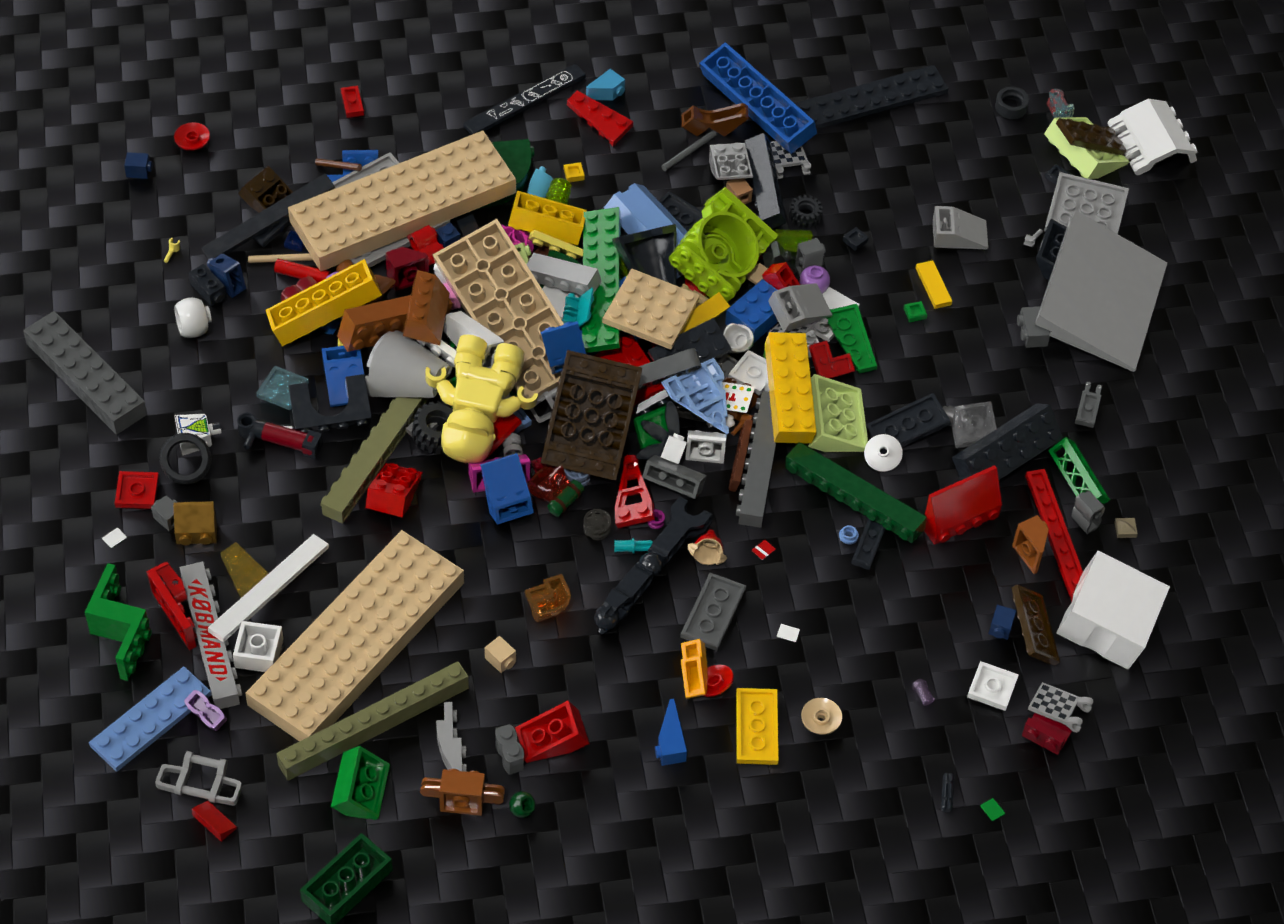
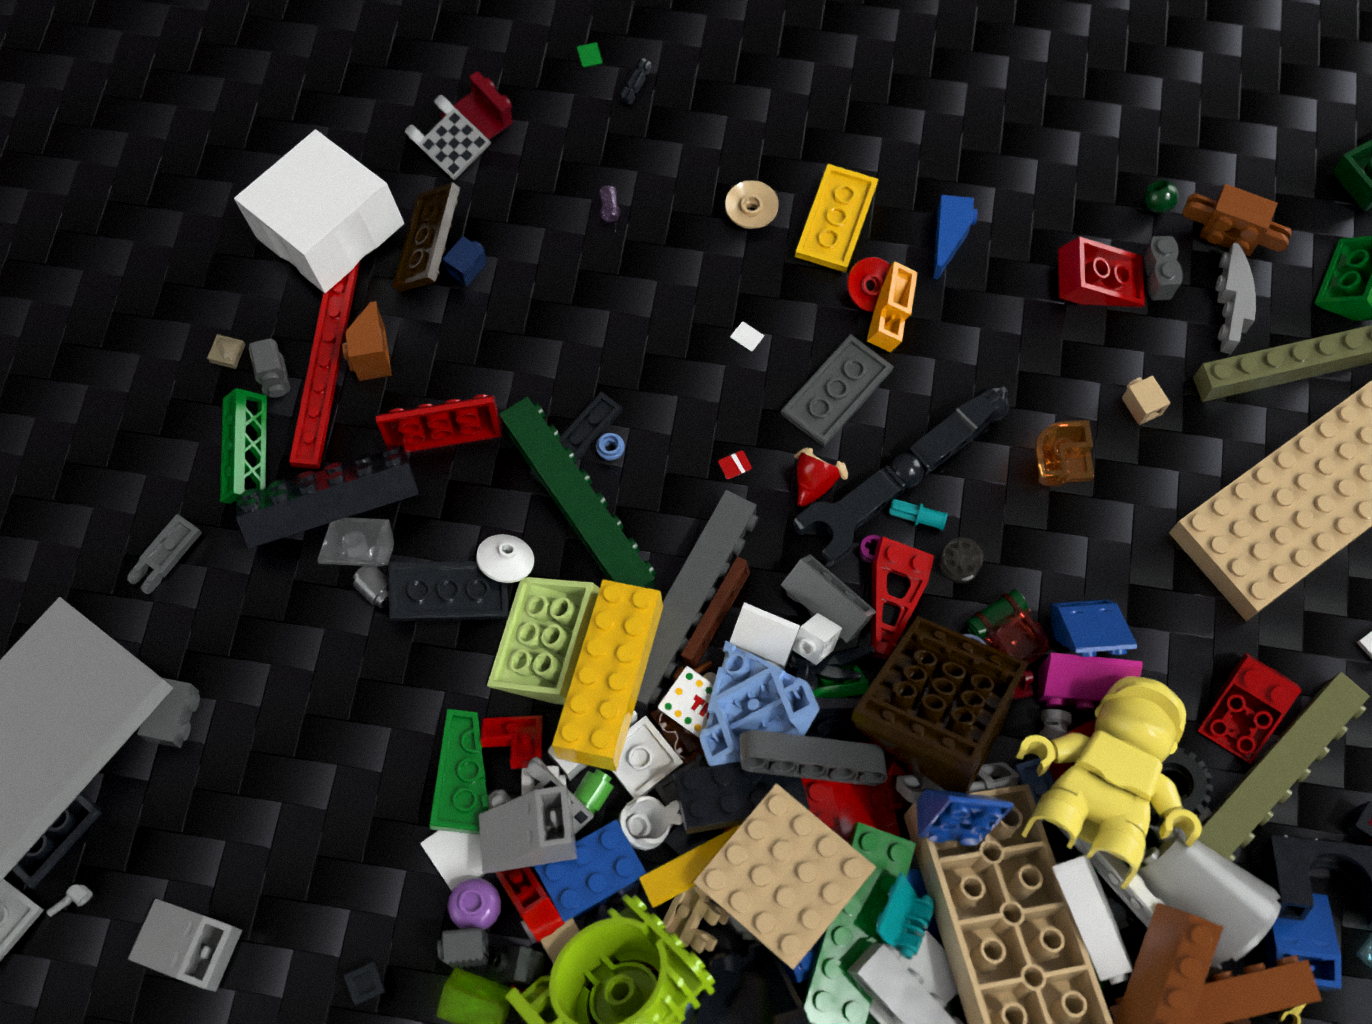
camera: 160 degrees left, 15 degrees up
(915, 311) = (335, 806): green tile -> none
(933, 284) = (280, 852): yellow tile -> none
(992, 685) = (518, 186): white plate -> none

